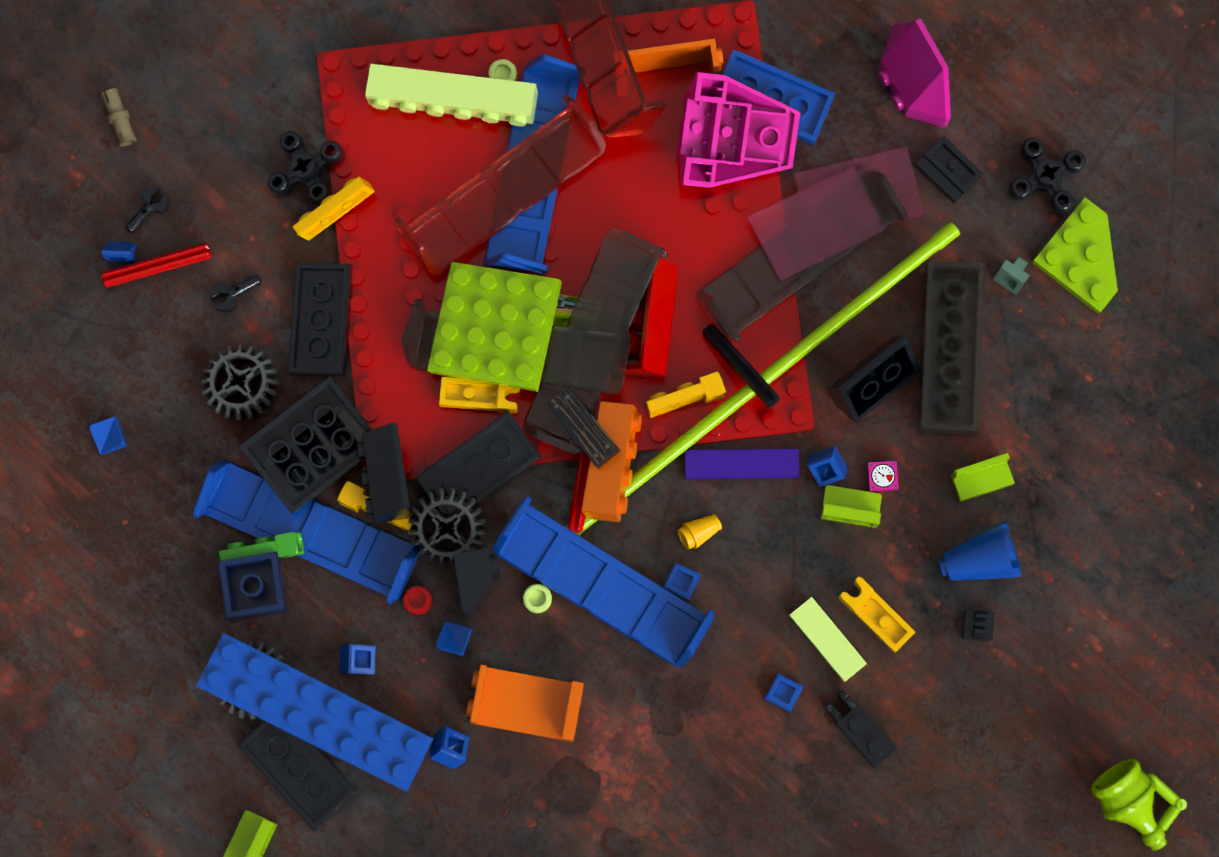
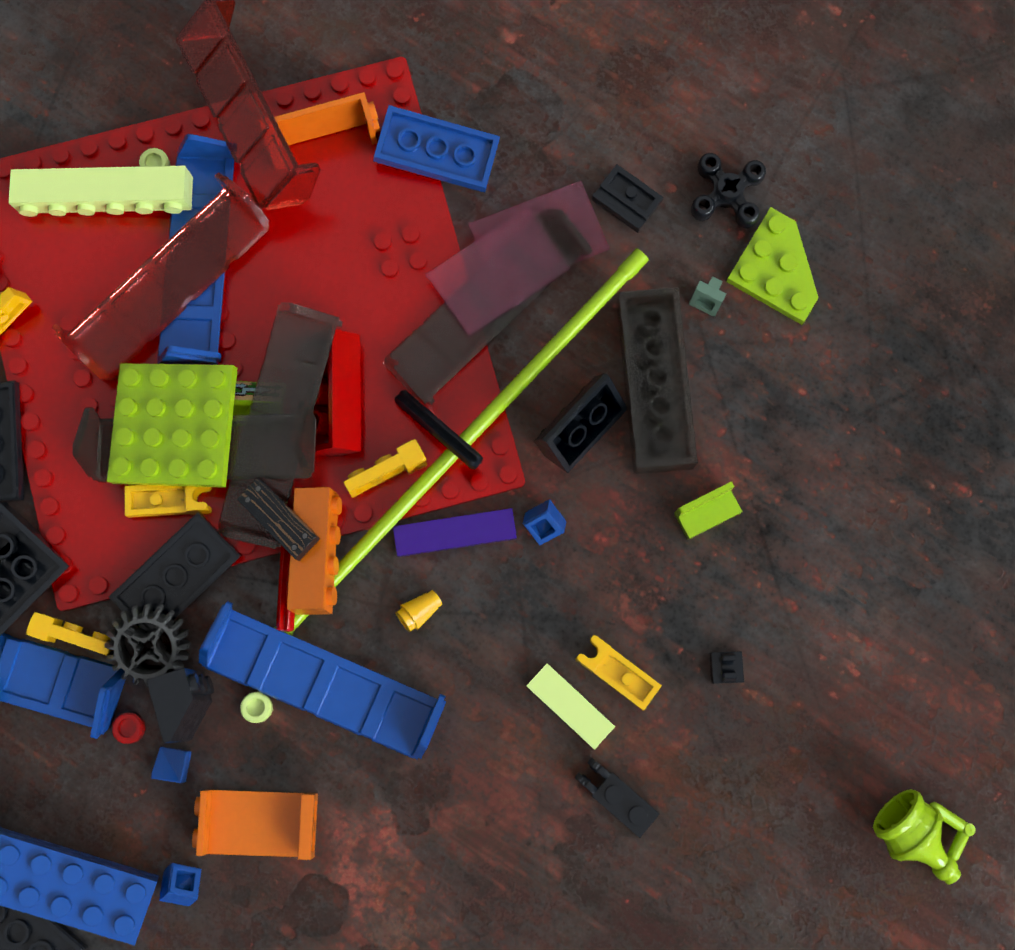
camera: 10 degrees left, 0 degrees up
(357, 659) = (71, 802): blue slope -> none
(384, 474) = (69, 600): black slope -> none
(682, 581) = (408, 666): blue tile -> none
(732, 132) = (398, 188): dark pink wedge -> none
(783, 692) = (531, 770): blue tile -> none
(851, 506) = (576, 560): lime panel -> none
(882, 476) = (604, 524): tile -> none
(916, 74) = (581, 102): dark pink wedge -> none
(983, 557) = (721, 595): blue cone -> none

